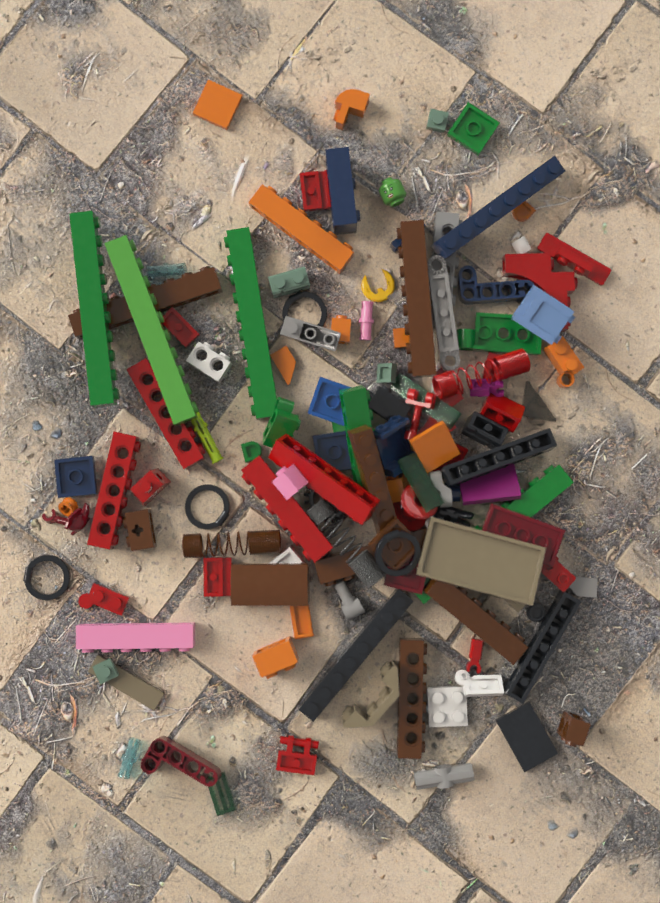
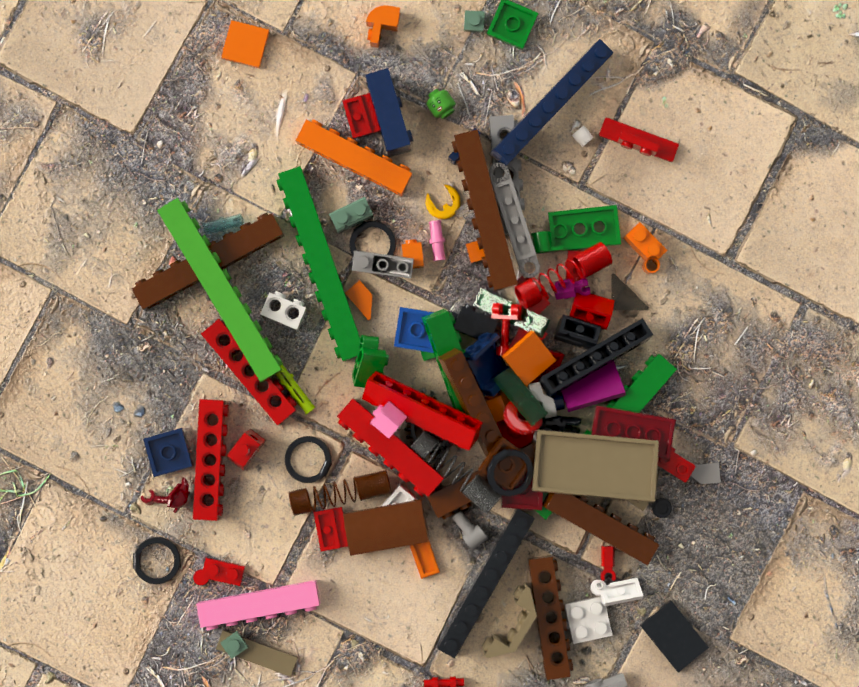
camera: 10 degrees left, 0 degrees up
(68, 506) = (165, 484): orange bush -> none
(93, 309) = (157, 278): green brick -> none
(146, 538) = (252, 501): reddish brown brick -> none
(179, 327) = (247, 280): red plate -> none
(251, 451) = (343, 394): green tile -> none
(276, 657) = (405, 600): orange brick -> none
(333, 449) = (426, 378): dark blue plate -> none
(386, 373) = (467, 290): sand green plate -> none
(495, 288) = (563, 184): dark blue beam -> none
(523, 212) = (579, 100): orange tile -> none
(538, 269) = (623, 172): red arch -> none
(541, 646) = (673, 541): black brick -> none
(543, 315) = (615, 205): medium blue container -> none
(573, 729) = (719, 619): reddish brown brick -> none

